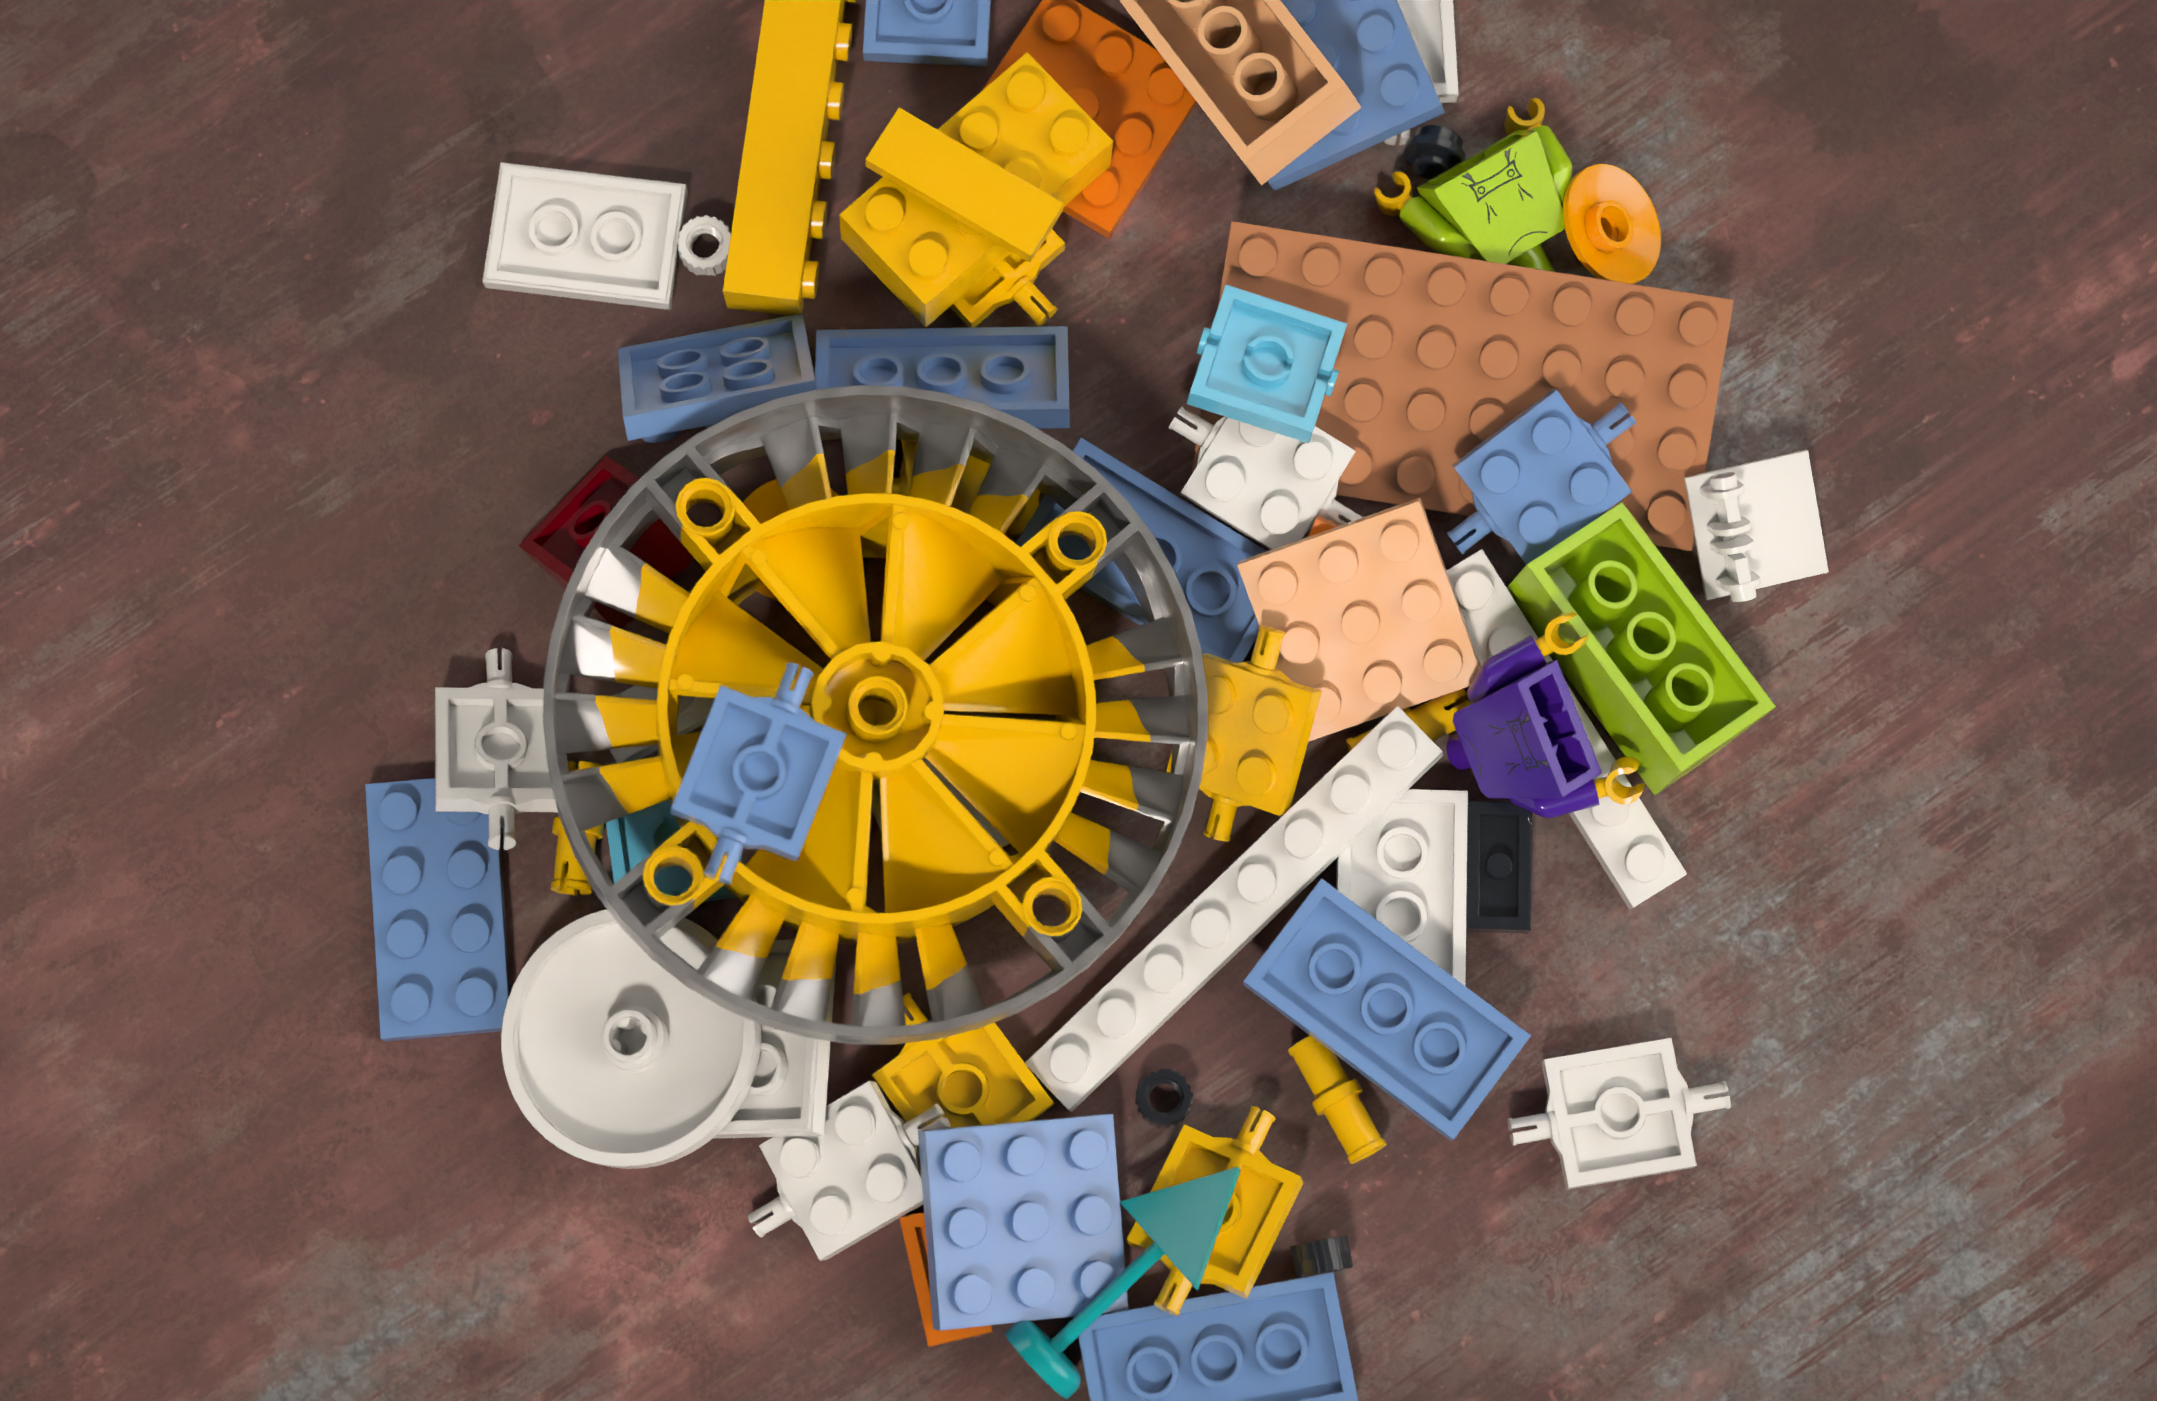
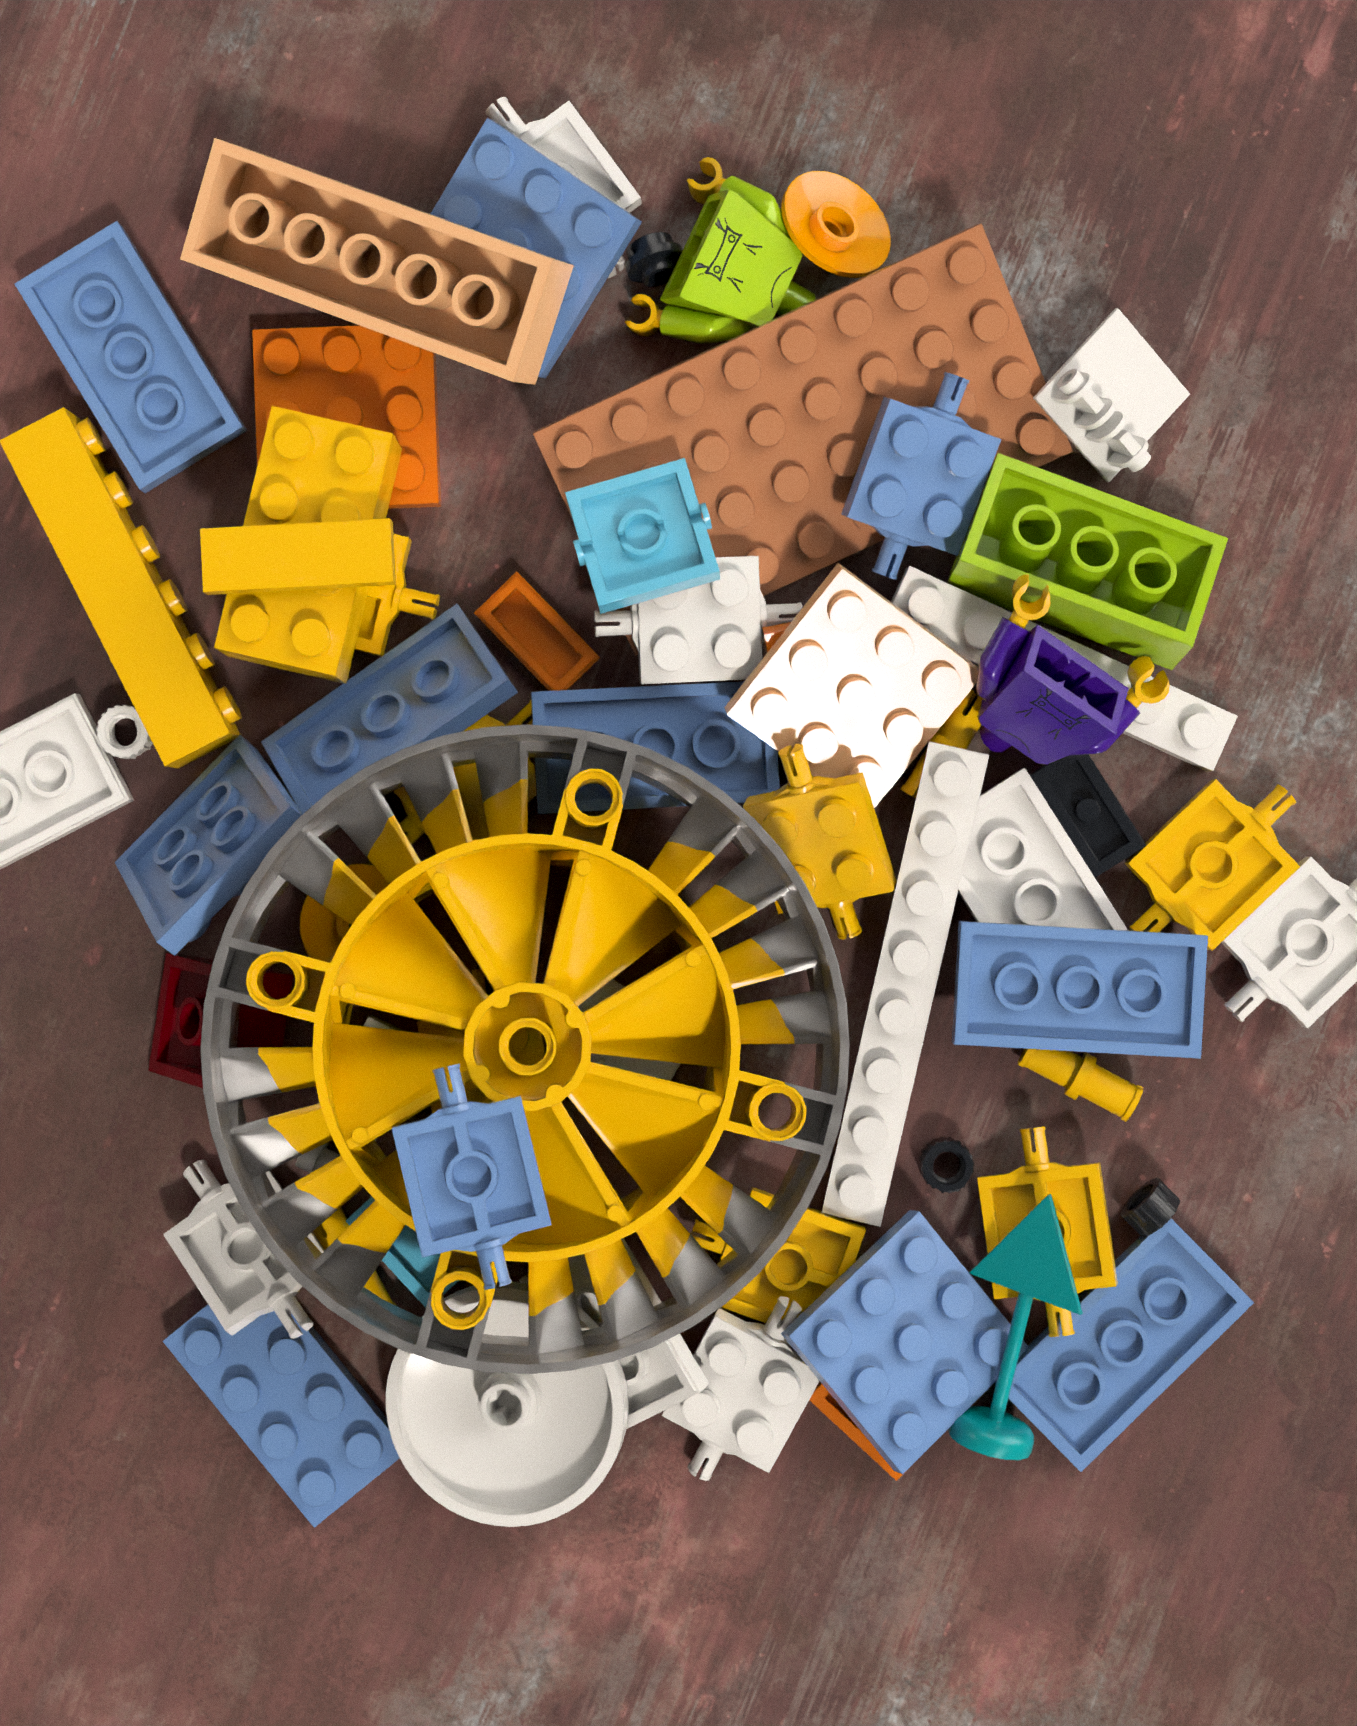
camera: 30 degrees left, 10 degrees up
(1118, 397) = (536, 634): none -> orange tile
(1581, 987) = (1213, 863): none -> yellow plate

